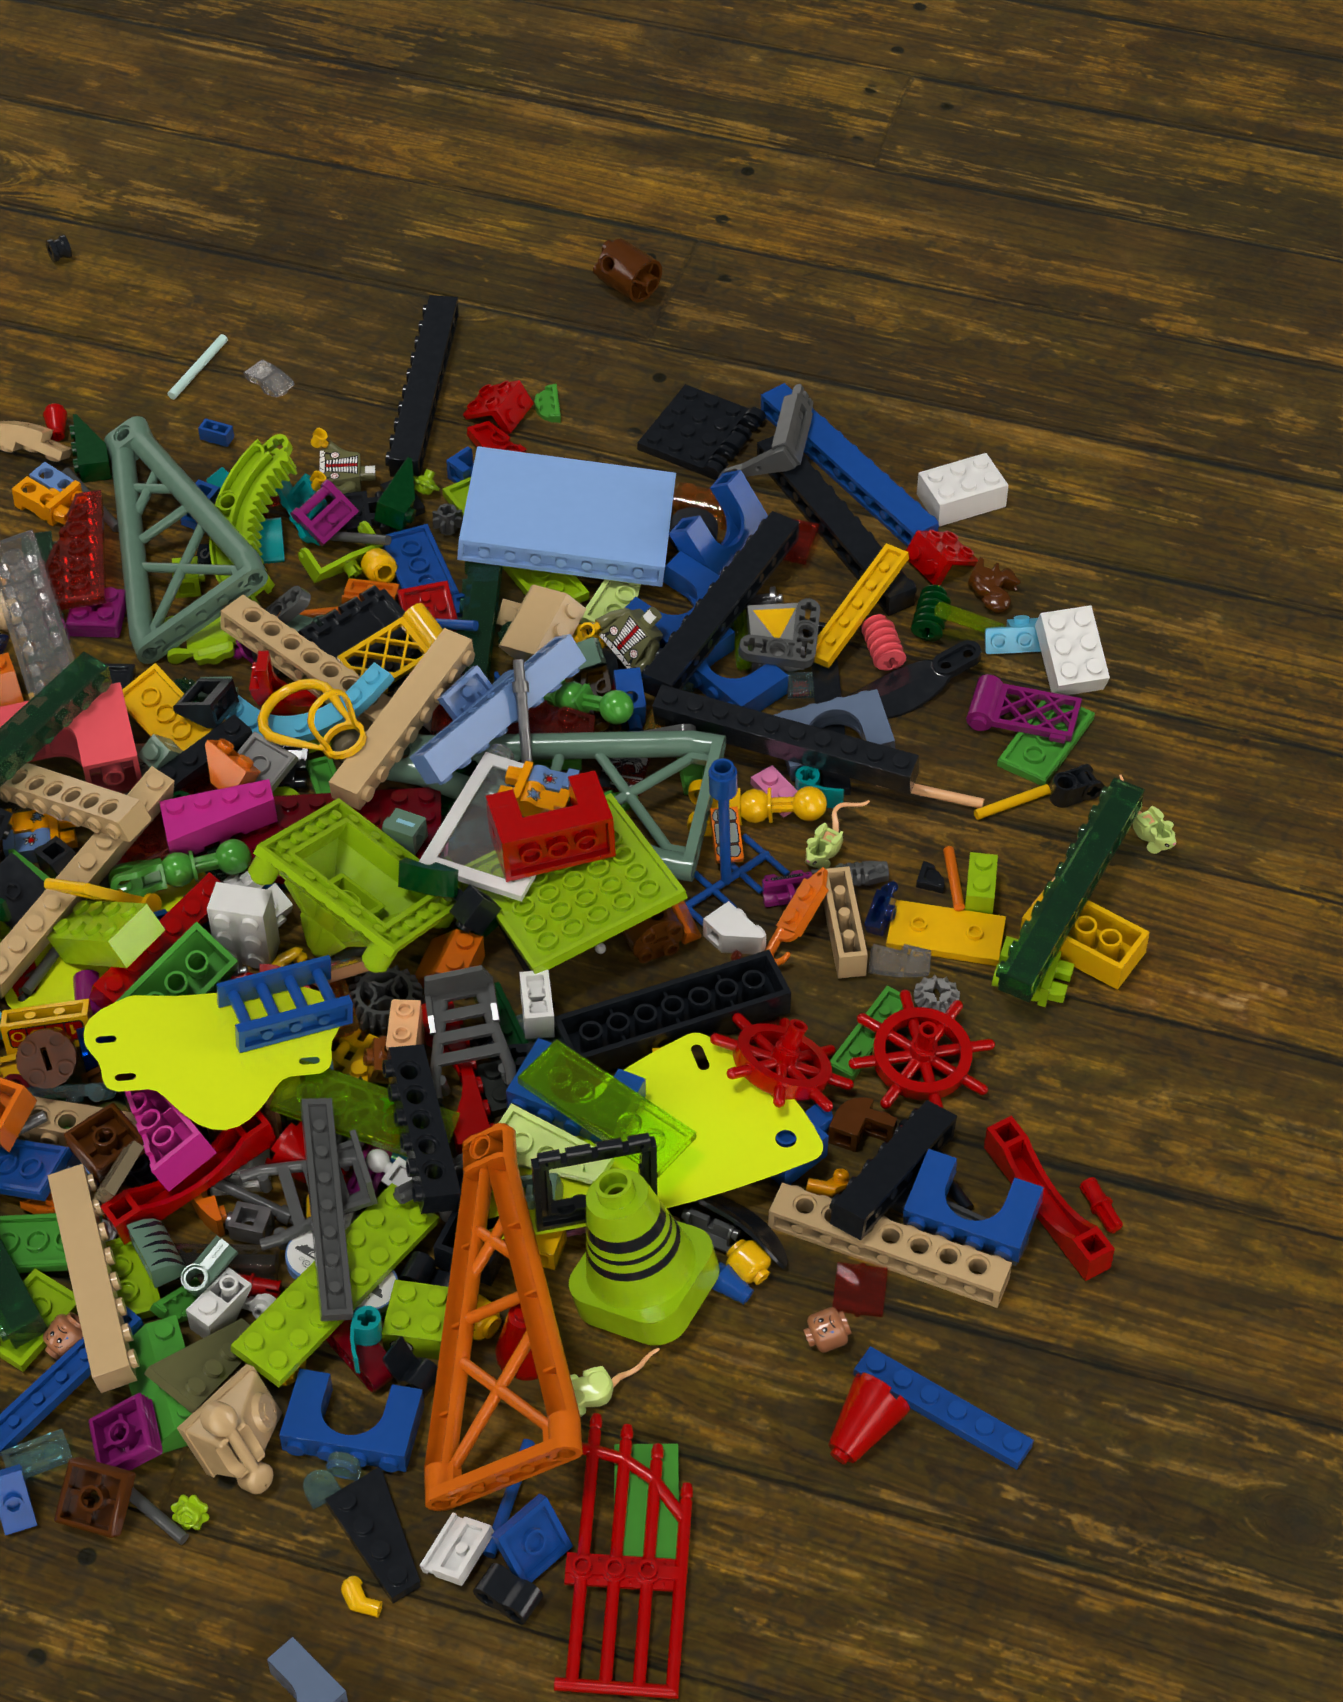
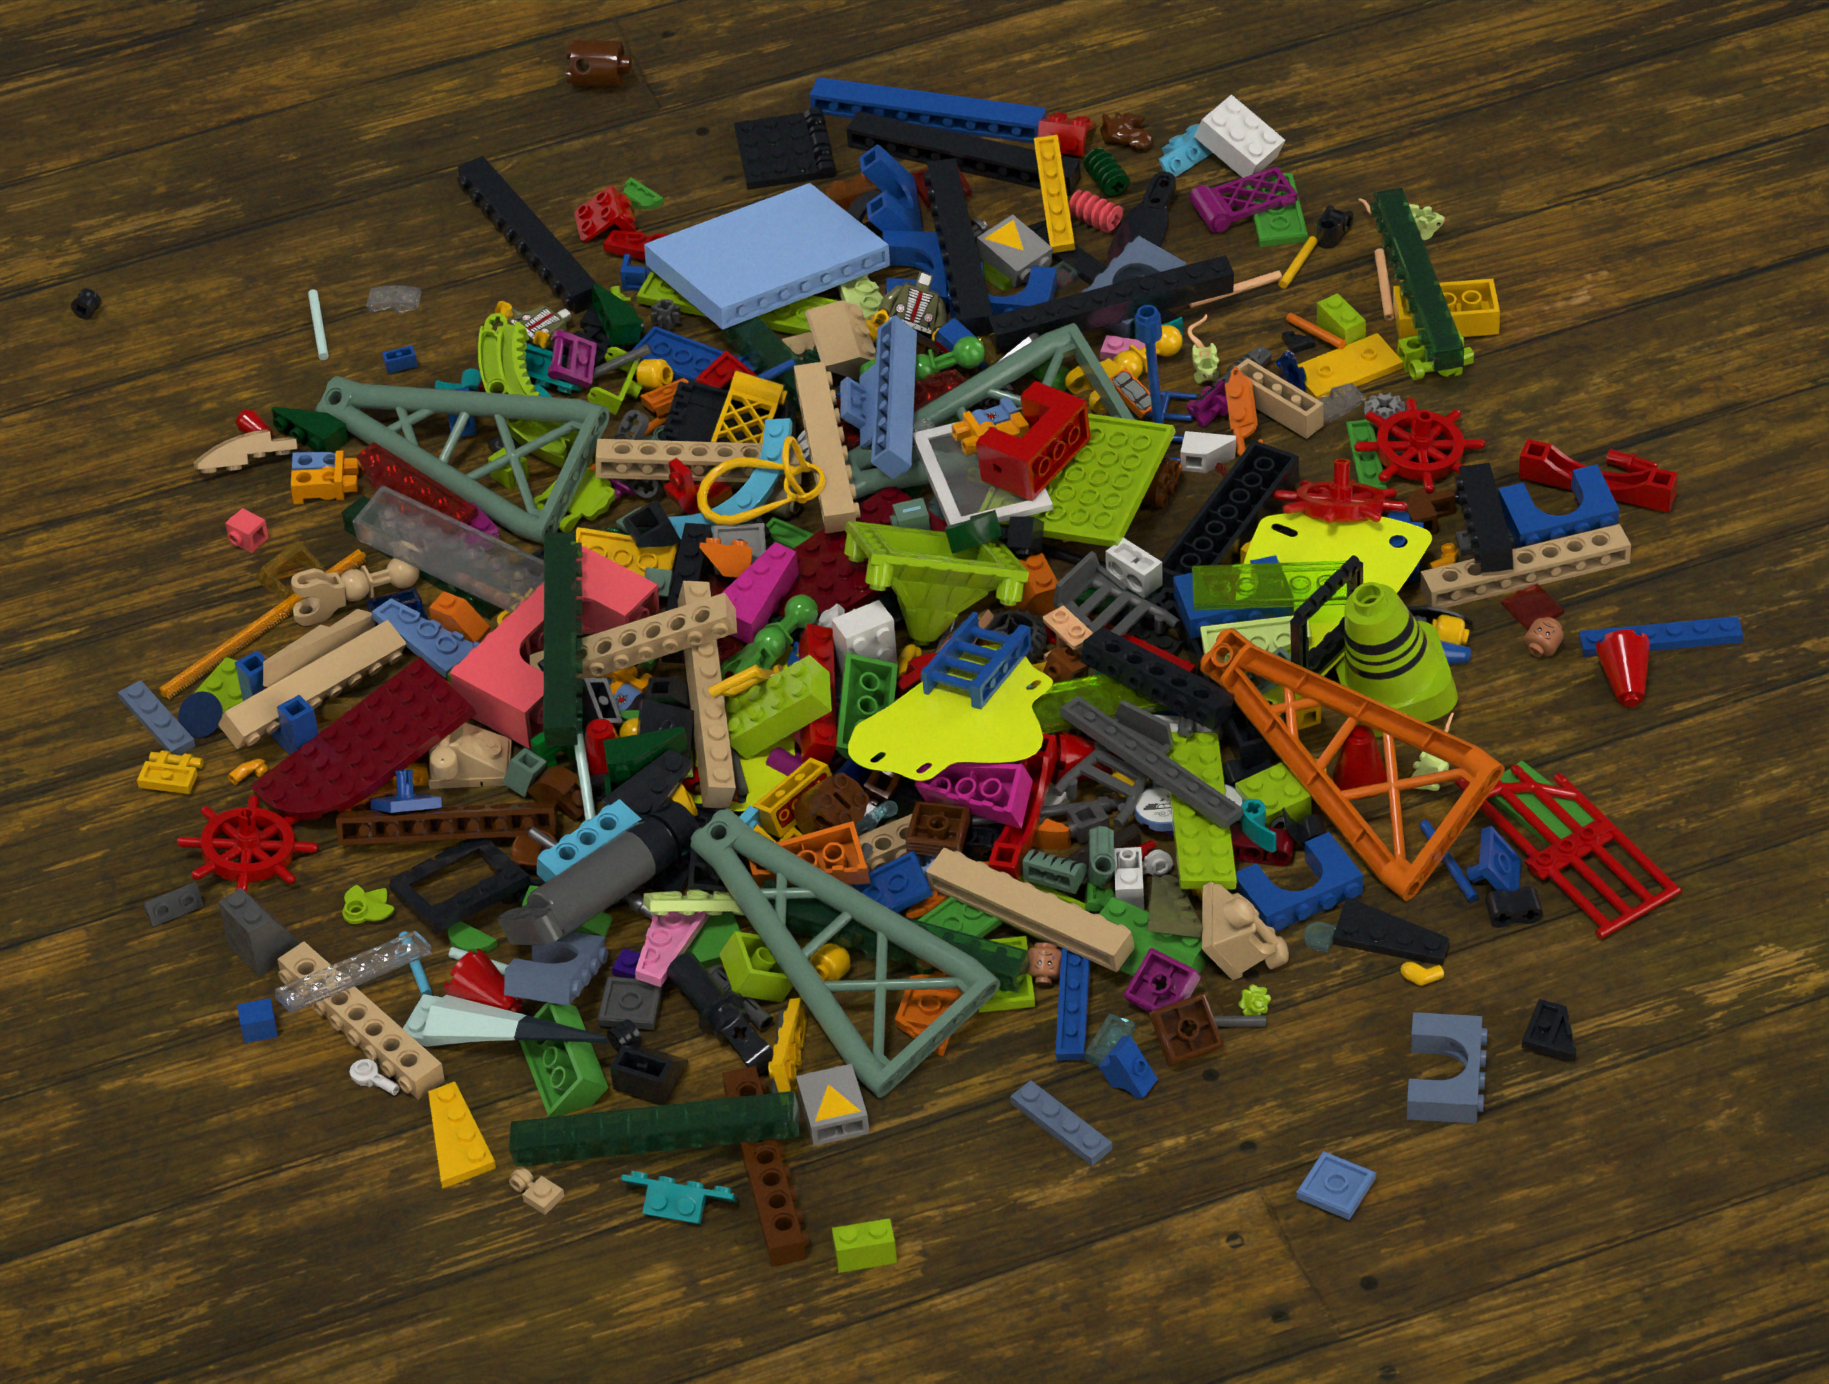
camera: 35 degrees left, 5 degrees down
(118, 1172) = (981, 832): dark tan tile -> none
(344, 1466) = (1322, 910): clear light blue tile -> none
(457, 1549) = (1452, 906): white plate -> none
(521, 688) = (904, 369): flat silver bar -> none
(788, 438) = (879, 131): dark grey hinge -> none
(791, 648) = (1017, 260): dark grey beam -> none
(962, 489) = (1033, 76): white brick -> none
(965, 617) = (1138, 160): clear neon green axle -> none

